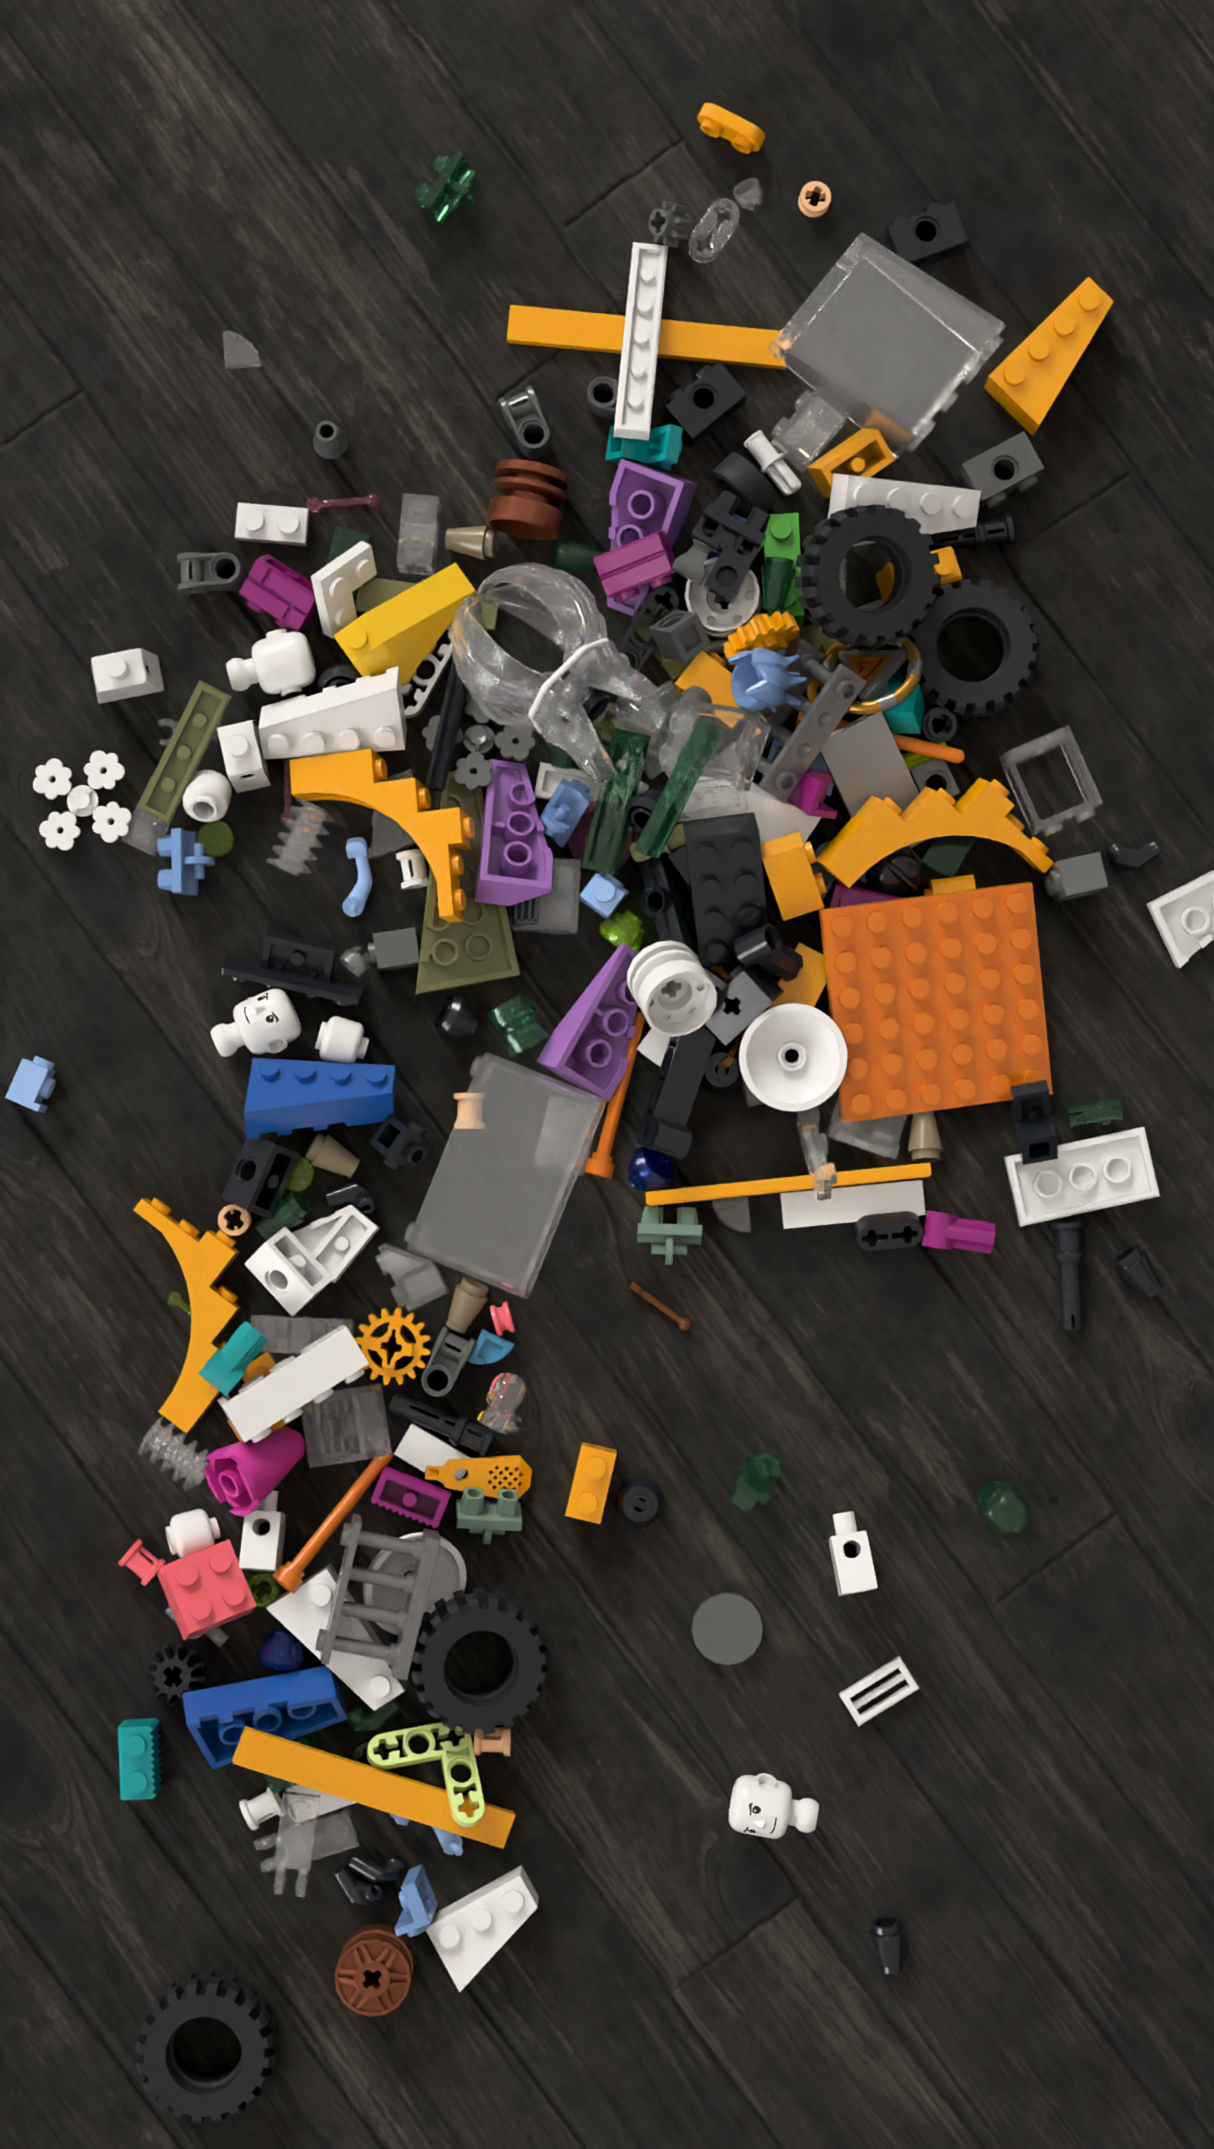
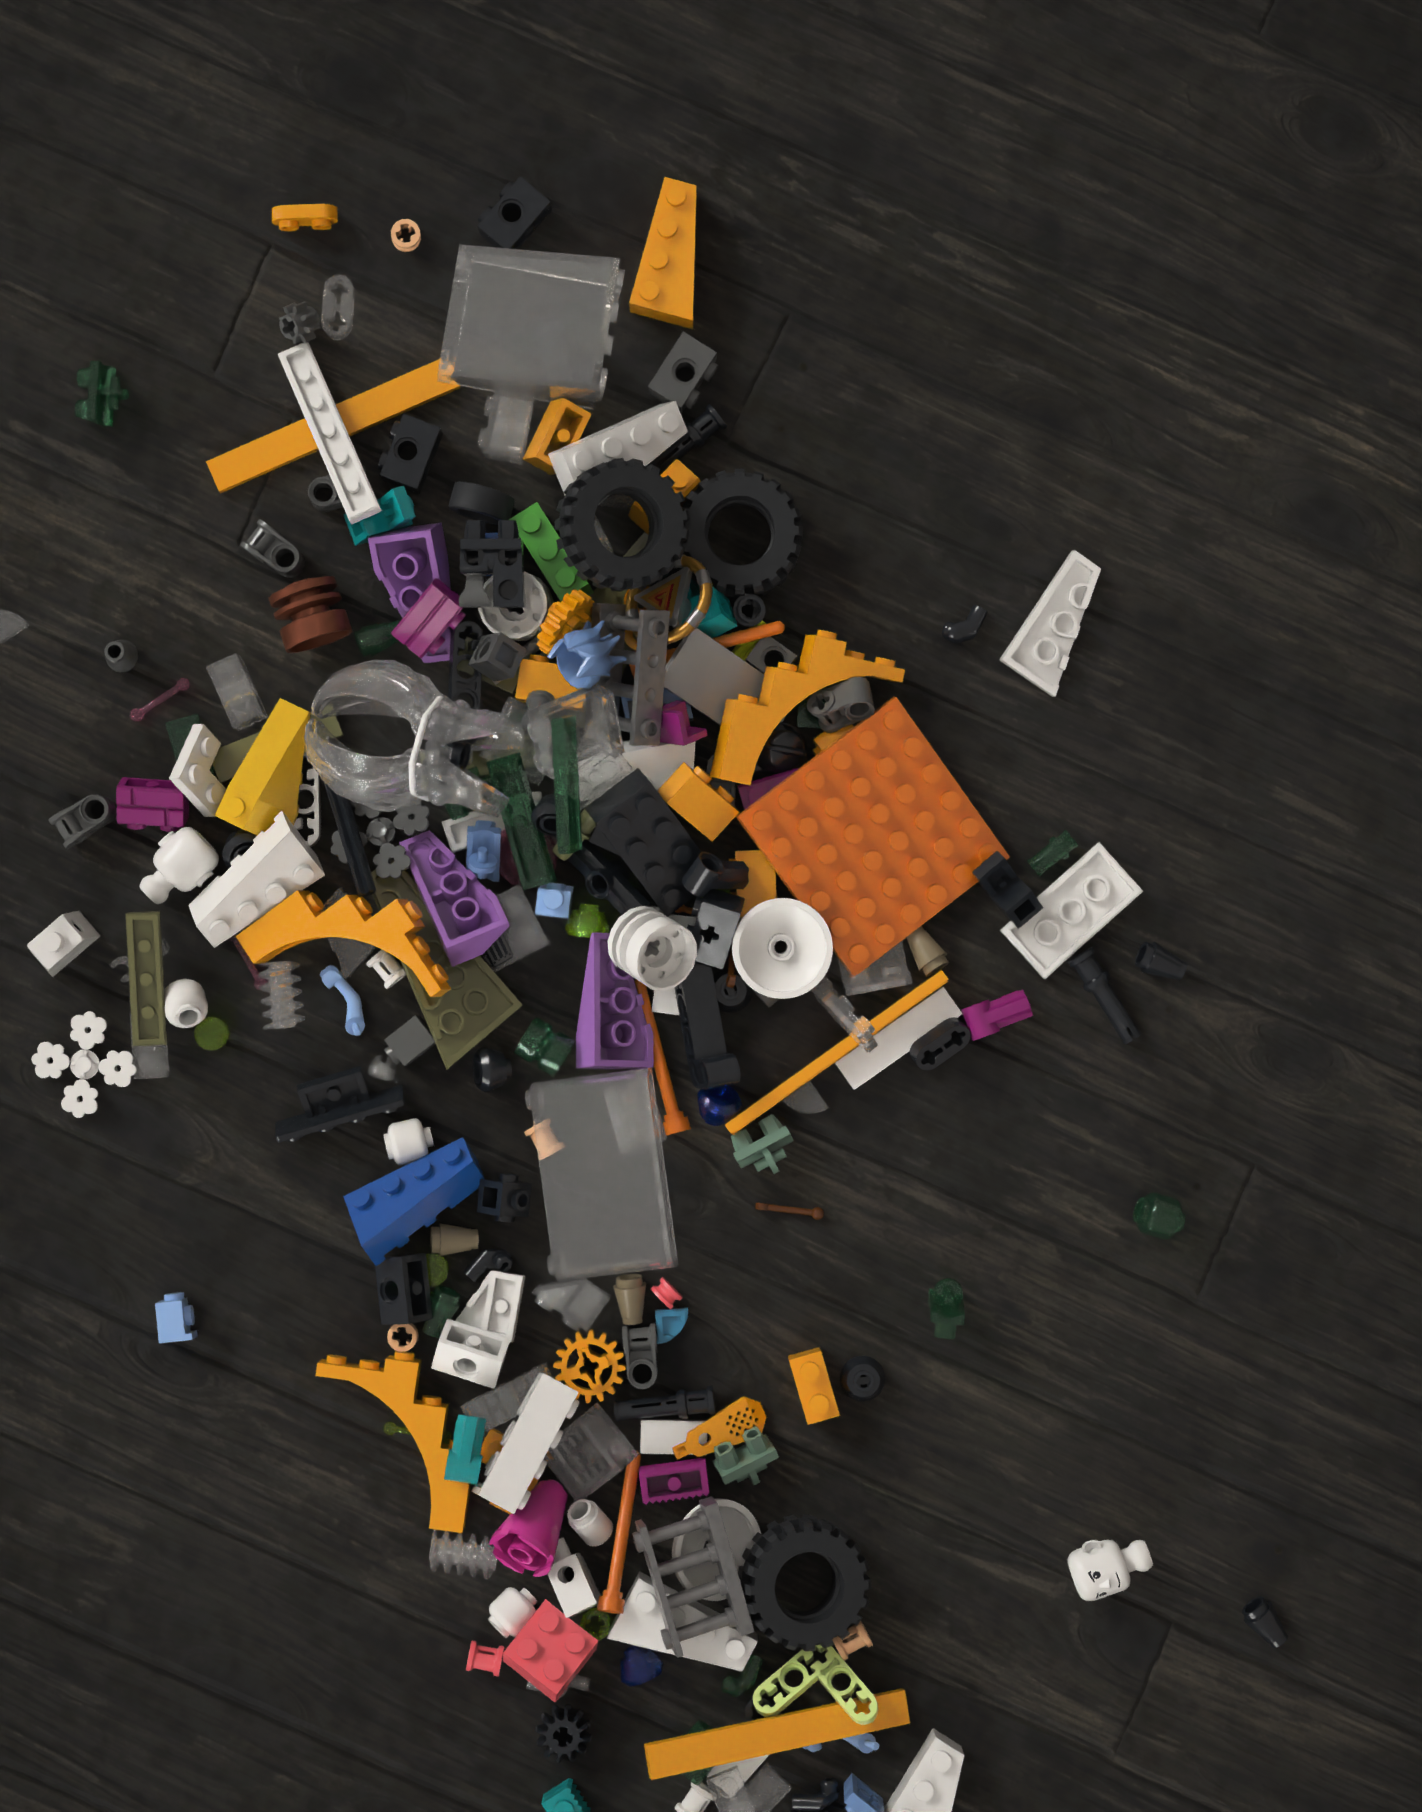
camera: 30 degrees left, 0 degrees up
(187, 862) = (198, 1066): medium blue hips -> none
(244, 756) = (196, 953): white torso -> none
(261, 1023) = (333, 1164): white piece -> none
(272, 524) = (112, 750): white plate -> none
(278, 1704) = (659, 1712): blue wedge -> none
(310, 1491) = (589, 1522): none -> white brick
(473, 541) = (286, 671): dark tan cone -> none
(503, 1399) = (704, 1358): clear animal -> none
(727, 1628) = (991, 1440): dark grey tile -> none
(748, 193) = (349, 261): clear hinge -> none
(772, 463) = (493, 471): white axle -> none
(776, 582) = (551, 569): clear green cone -> none
(856, 1573) = (1069, 1337): white torso -> none
(872, 1678) = (1129, 1417): white tile -> none
(979, 863) = (844, 704): none -> dark grey piece
(1060, 738) = (840, 581): clear window -> none
(1076, 877) = (929, 672): dark grey brick -> none

